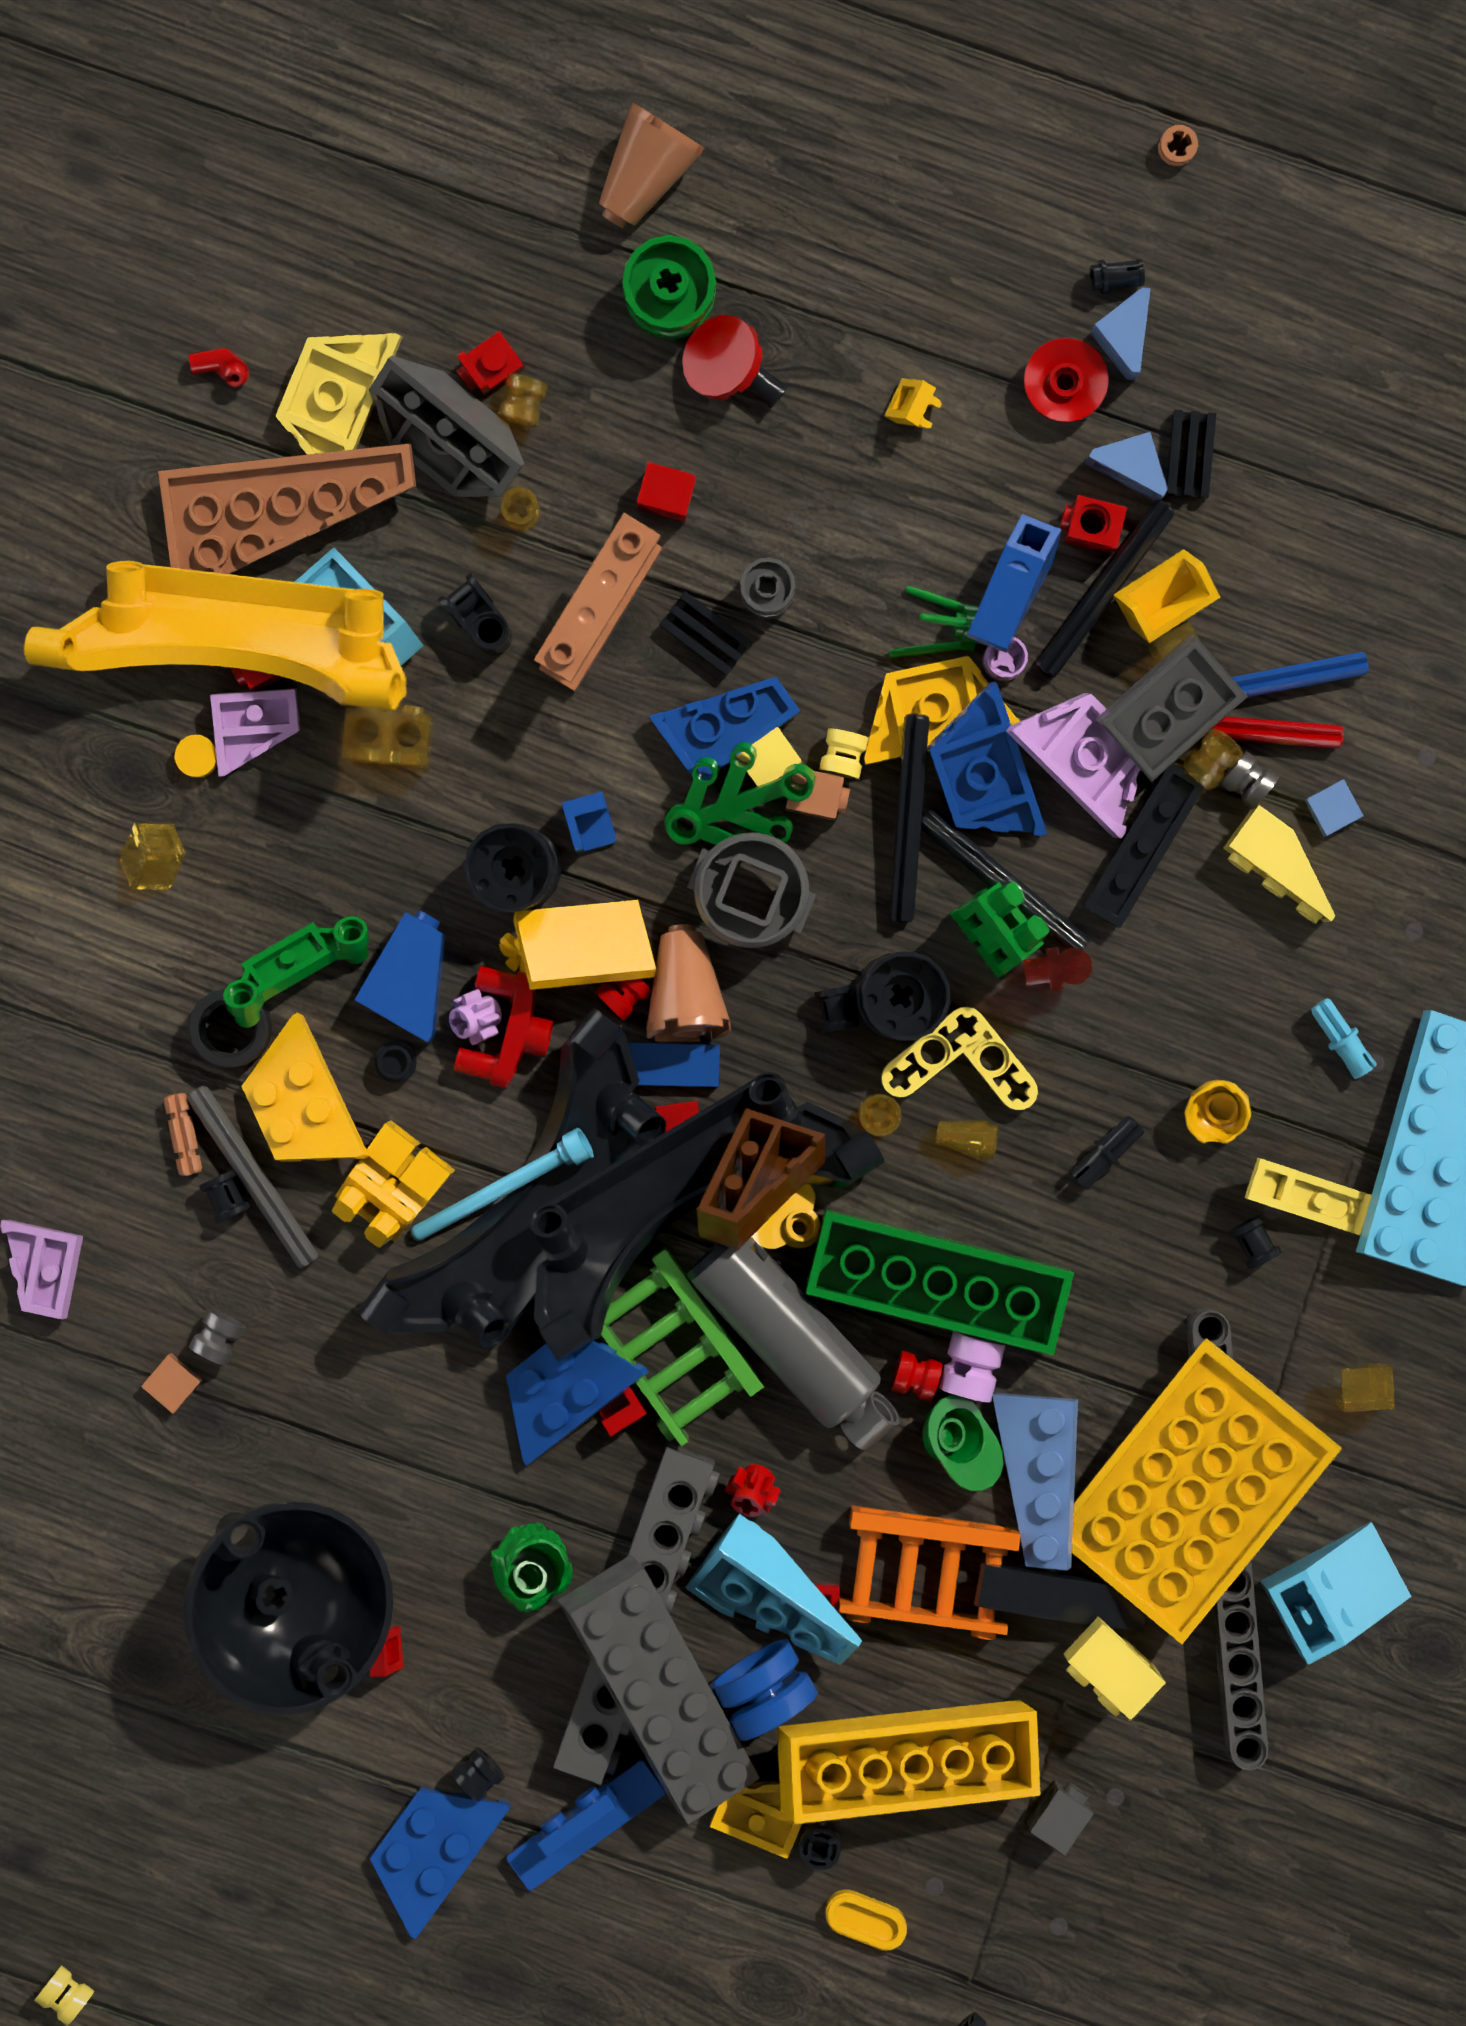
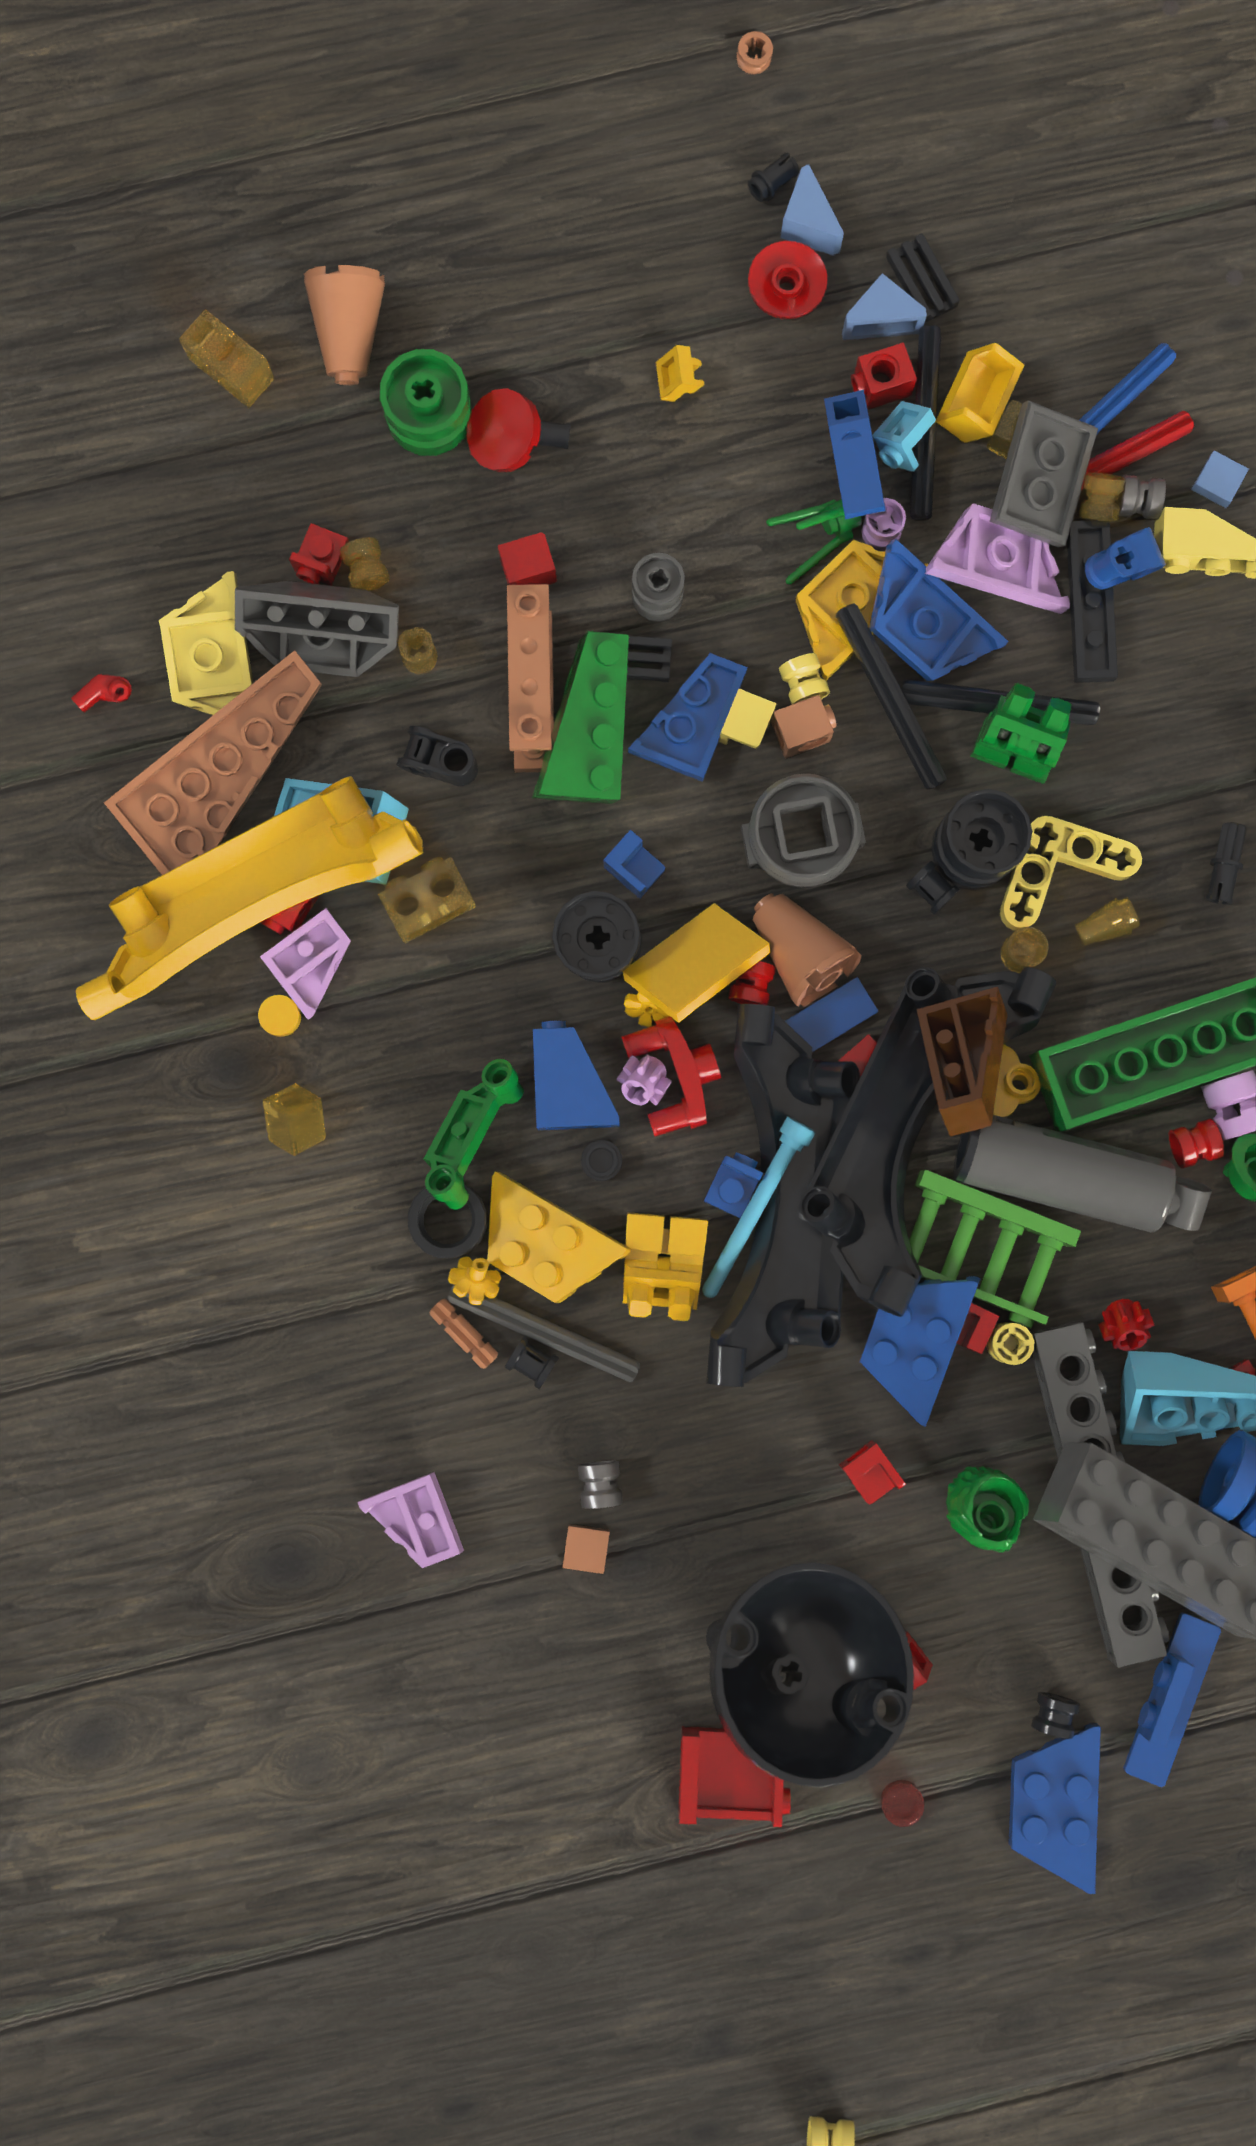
camera: 30 degrees left, 5 degrees down
(159, 1652) = (724, 1783): none -> red panel
(220, 1095) = (474, 1279): none -> yellow plant
(303, 1764) = (902, 1803): none -> clear red tile
(455, 1474) = (871, 1472): none -> red panel
(496, 1156) = (734, 1184): none -> blue bracket
(517, 133) = (227, 358): none -> clear yellow brick
(624, 676) = (589, 725): none -> green wedge
(647, 1436) = (1002, 1343): none -> light yellow wheel
(735, 806) = (742, 775): green plant -> none
(1071, 967) = (1090, 738): clear red hips -> none
(1072, 588) = (901, 433): none -> medium azure bracket
(1192, 830) = (1125, 560): none -> blue piece

